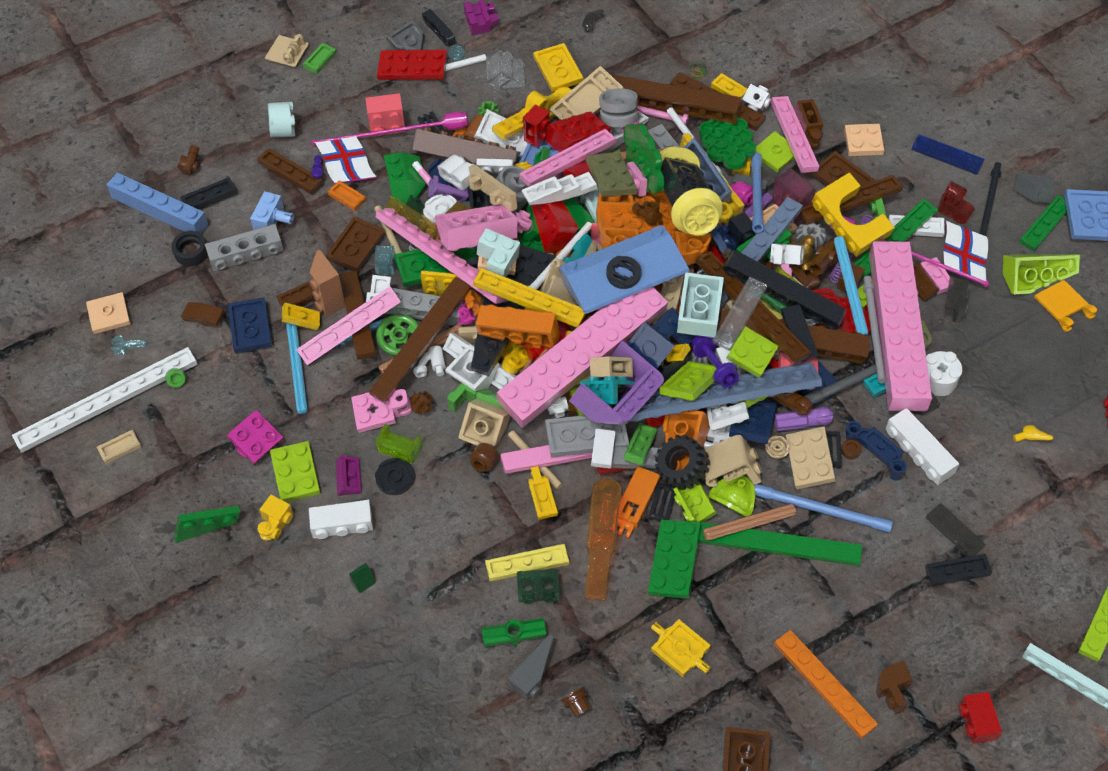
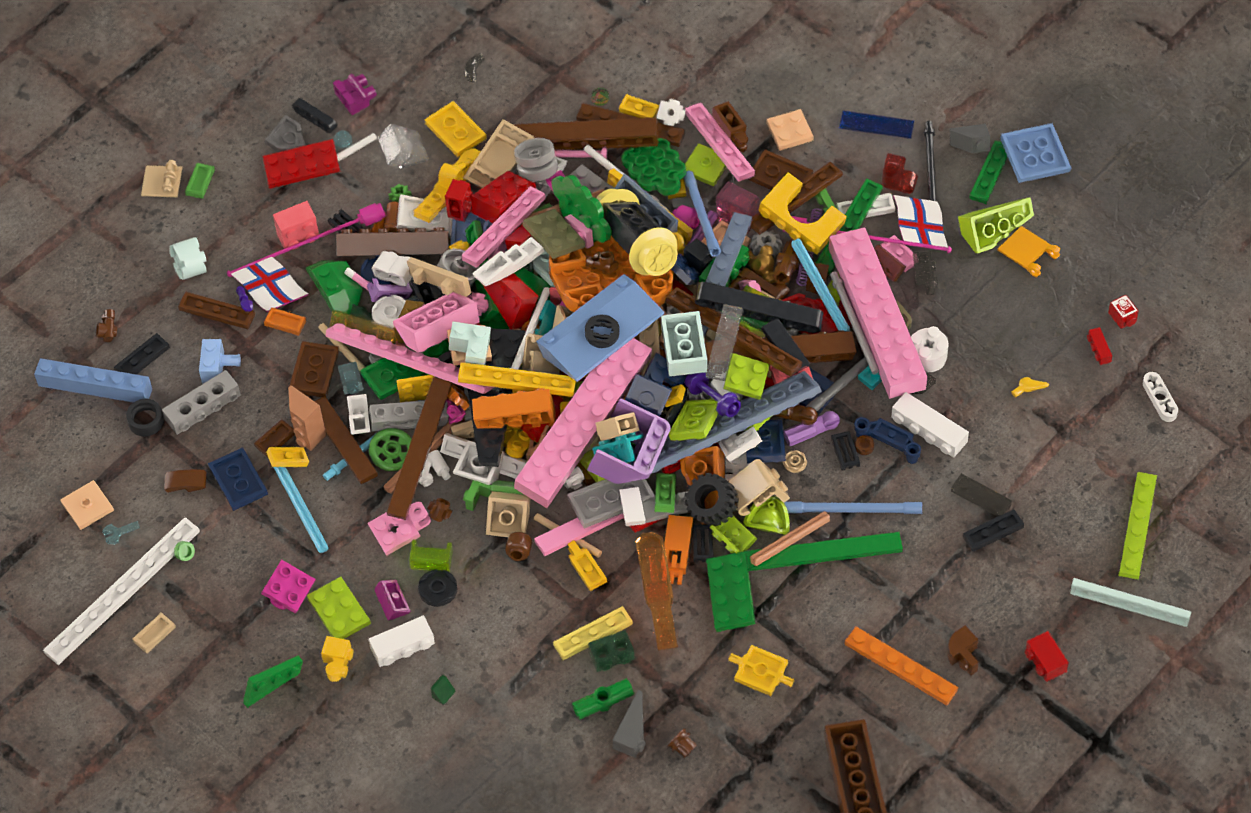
camera: 15 degrees left, 0 degrees up
(348, 325) = (342, 453): bright pink plate -> none
(493, 166) = (430, 253): white plate -> none
(787, 254) = (750, 270): white brick -> none
(810, 458) = (829, 463): tan plate -> none

